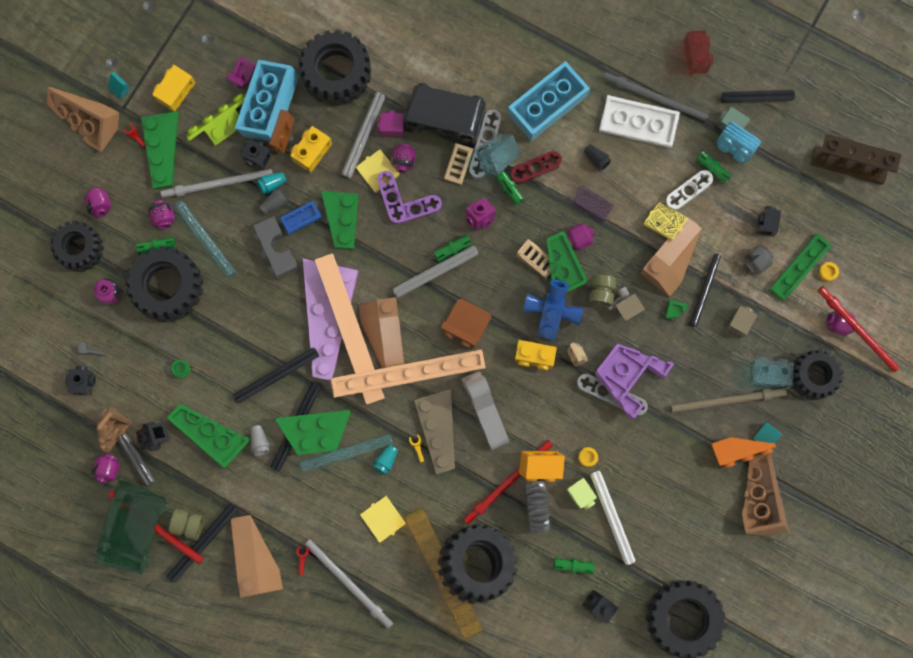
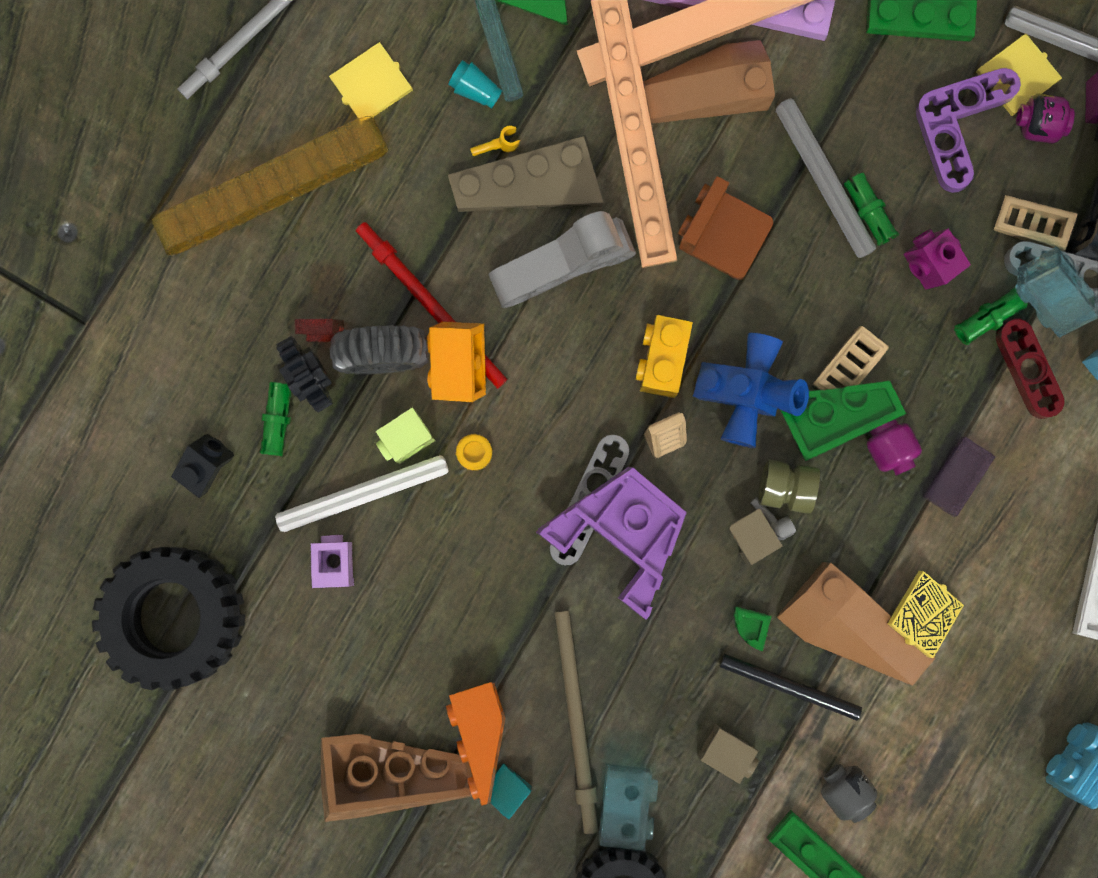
camera: 95 degrees right, 5 degrees up
(499, 553) = (246, 277): black tyre -> none
(525, 540) = (318, 329): none -> clear red plate
(551, 548) = (304, 374): none -> black gear
(597, 157) = (1052, 487): black cone -> none
(658, 528) = (322, 573): none -> lavender brick
(703, 186) = (996, 690): white beam -> none
(714, 167) = (1035, 715): green pin -> none
(768, 221) = (926, 818): black brick -> none

